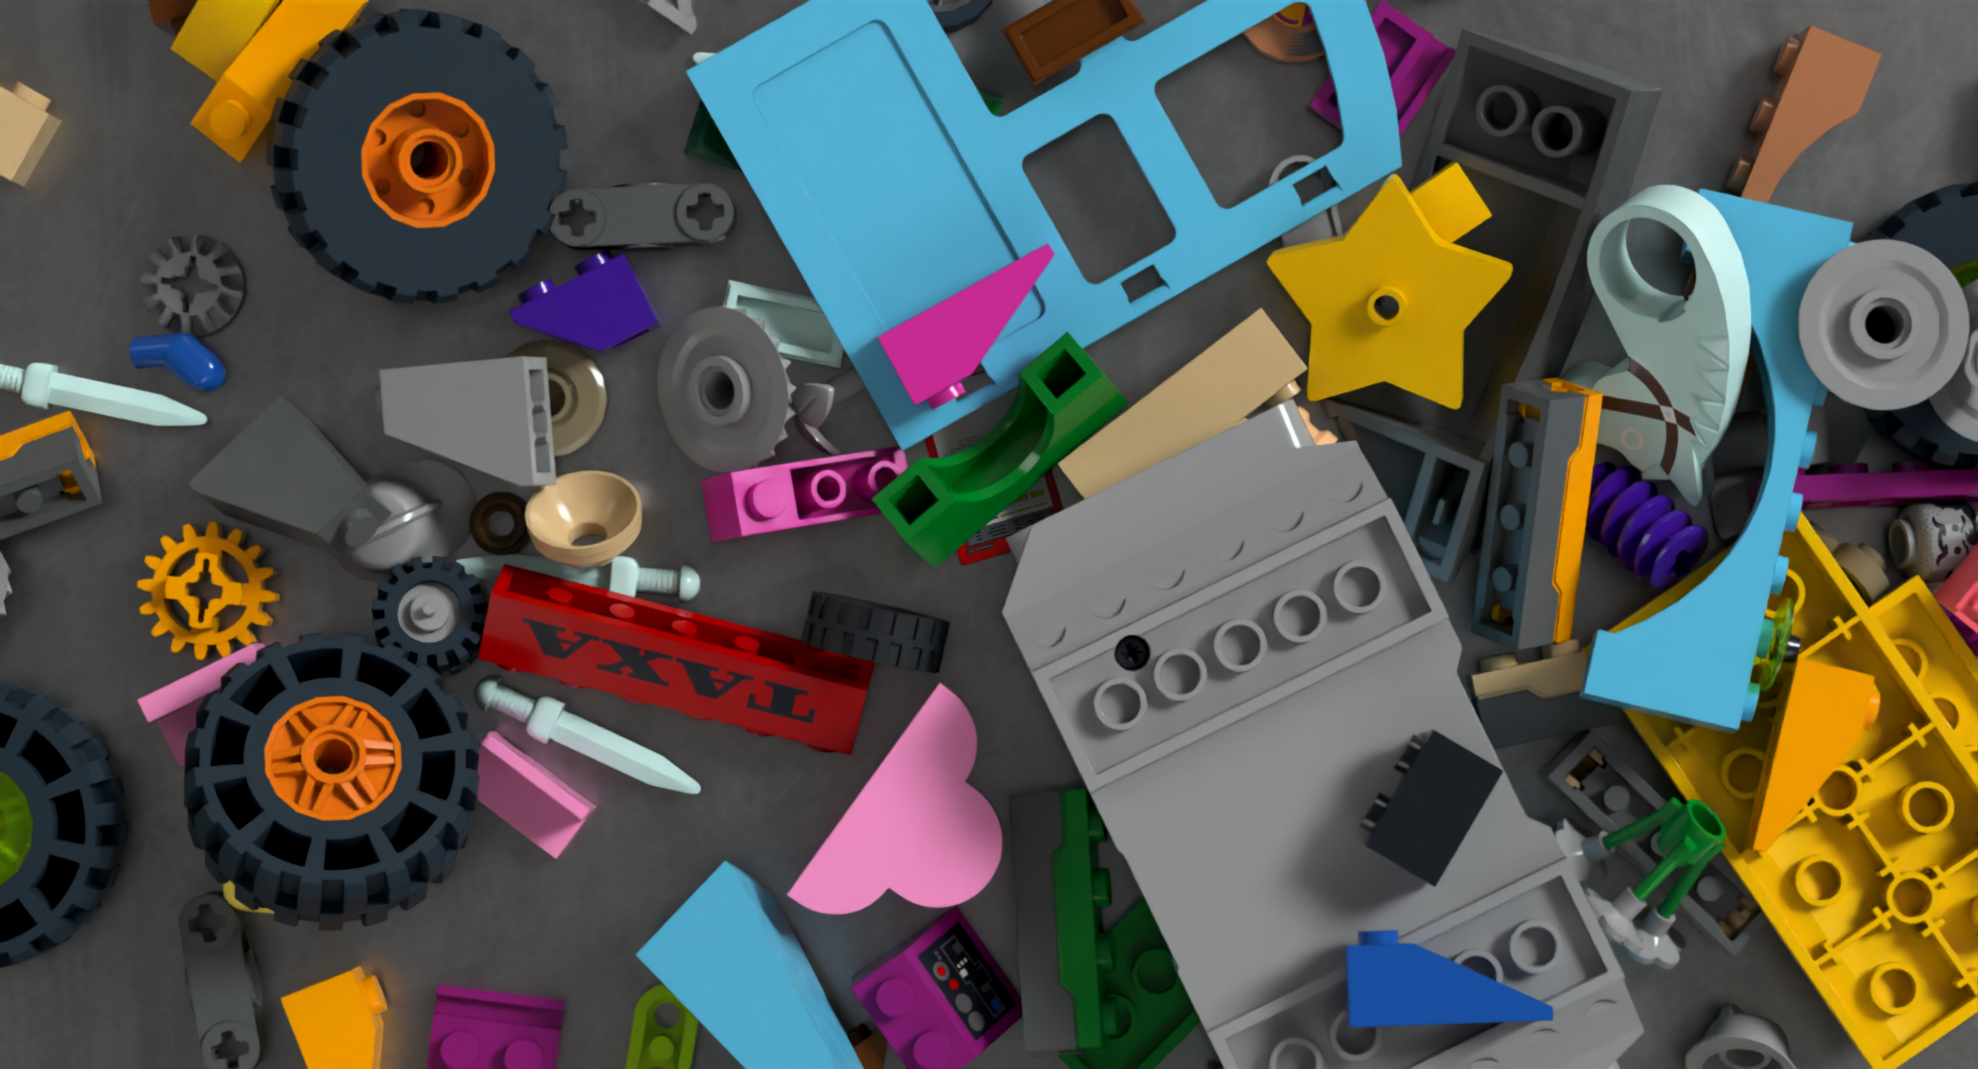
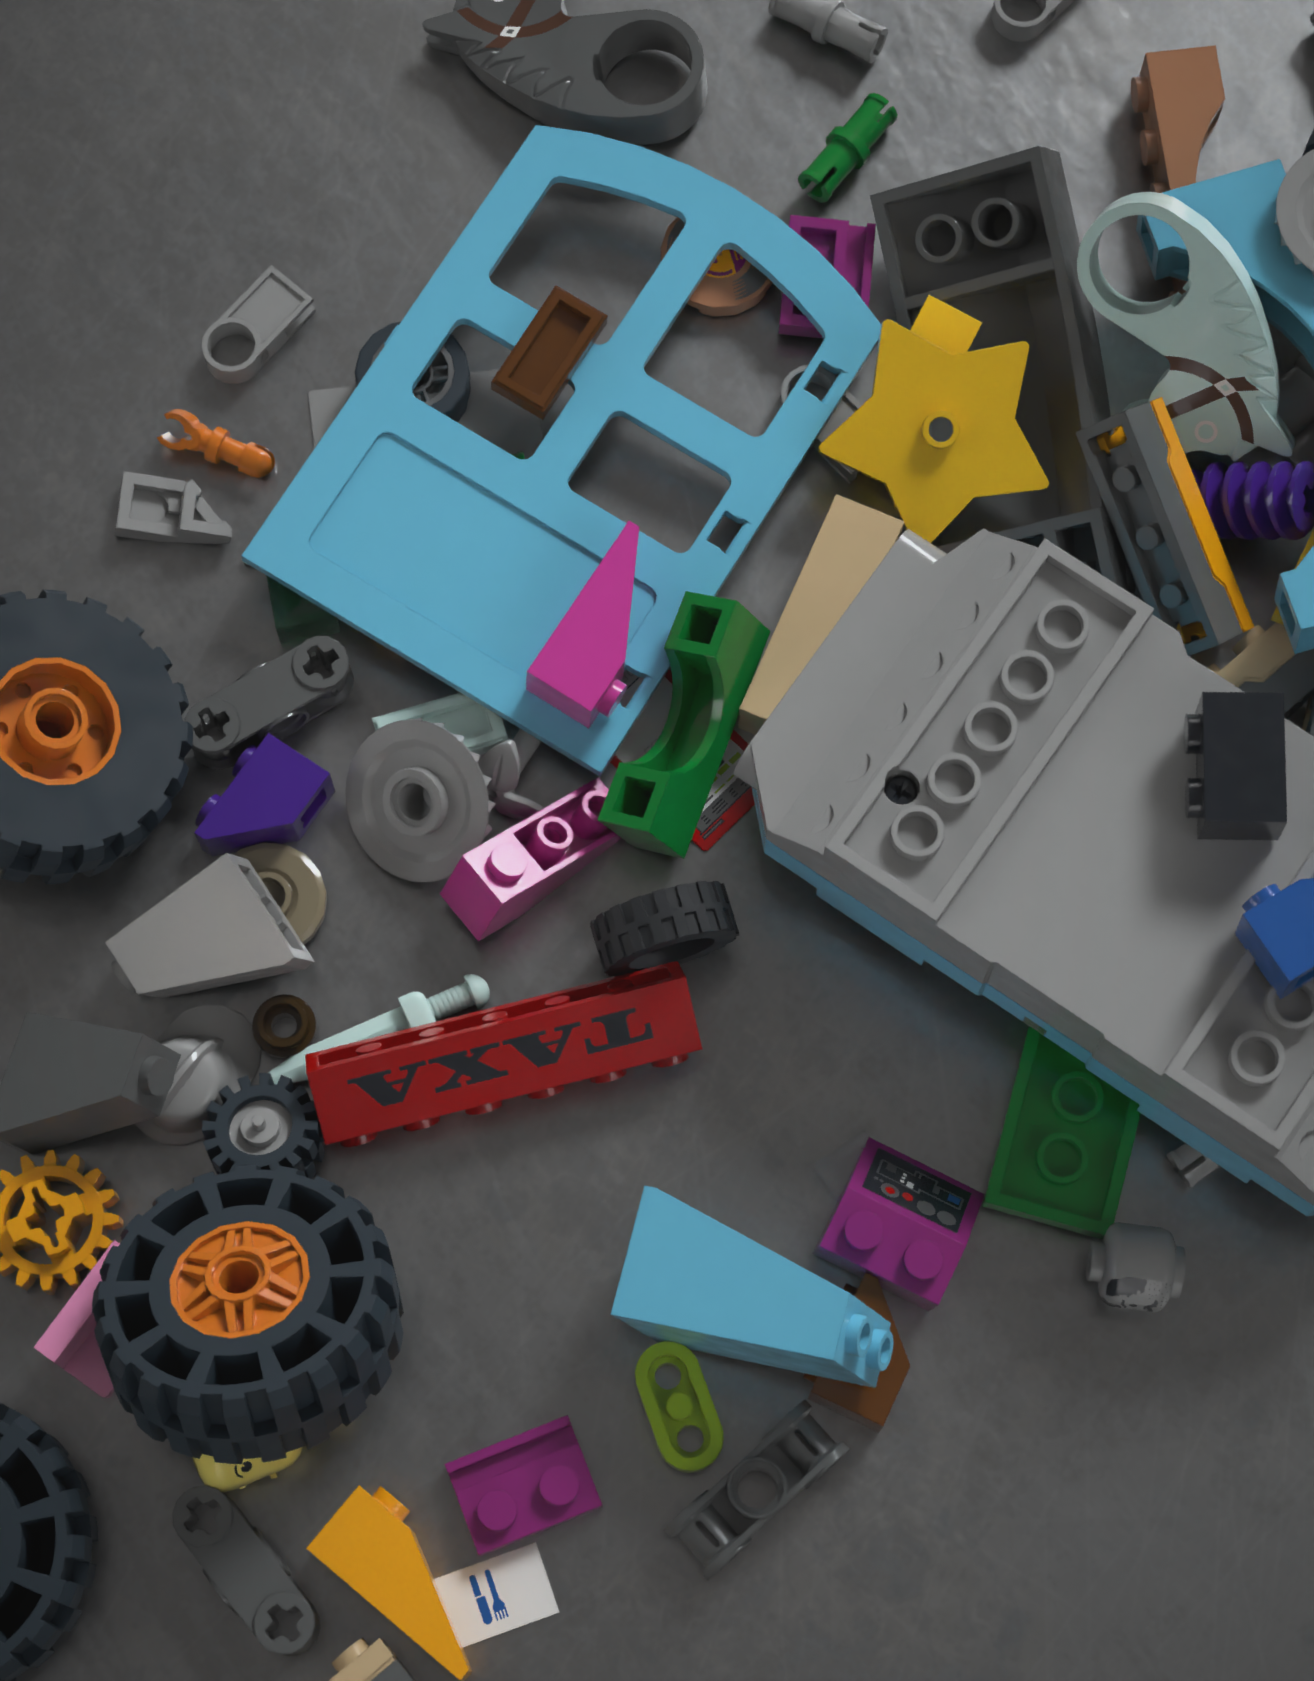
camera: 25 degrees left, 15 degrees down
(529, 795) = (440, 1246): bright pink panel -> none
(549, 720) = (418, 1173): light aqua sword -> none
(583, 506) = (356, 977): tan piece -> none
(913, 823) = (799, 1073): bright pink brick -> none
(1062, 923) = (971, 1093): piece -> none

